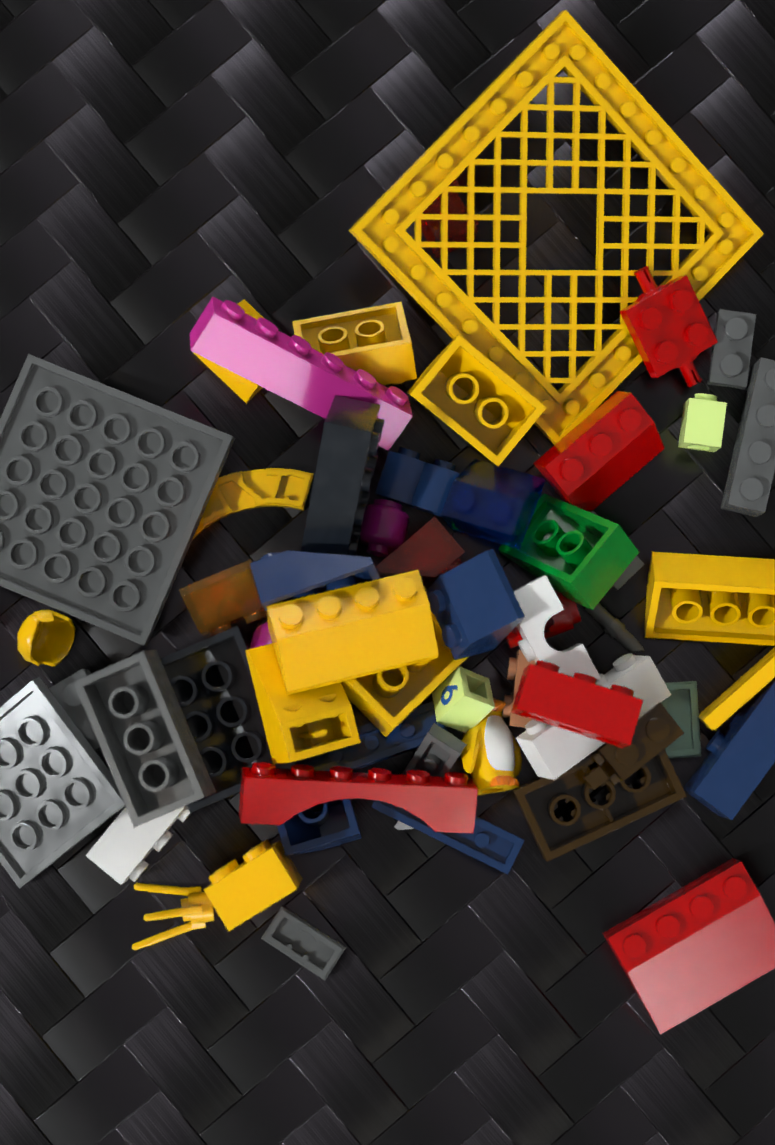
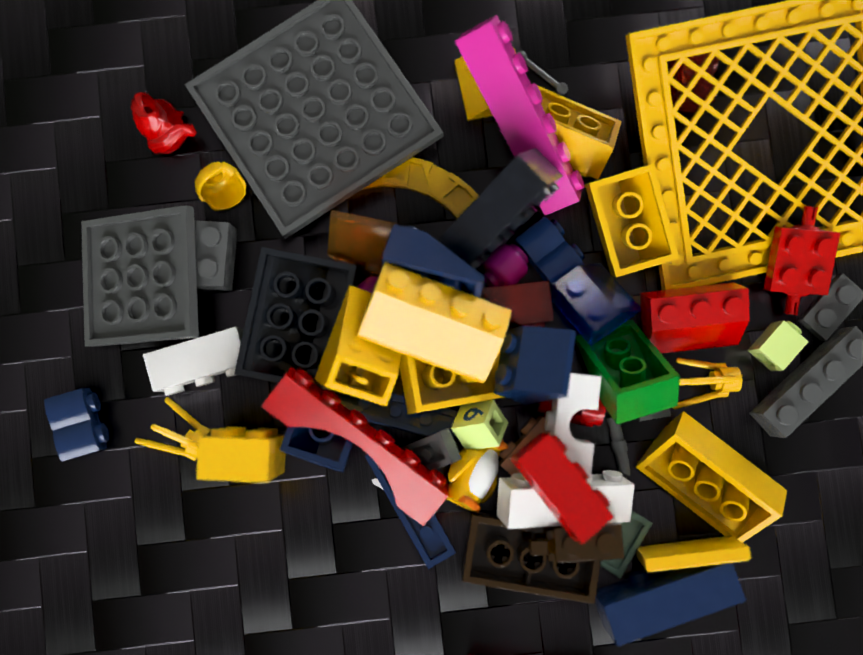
camera: 30 degrees right, 0 degrees up
(64, 969) = (76, 423): none -> dark blue brick
(144, 737) = (235, 297): dark grey brick -> none
(303, 942) = (253, 518): dark grey plate -> none
(319, 307) = (560, 88): none -> dark grey hinge
(671, 494) = (722, 379): none -> yellow plant

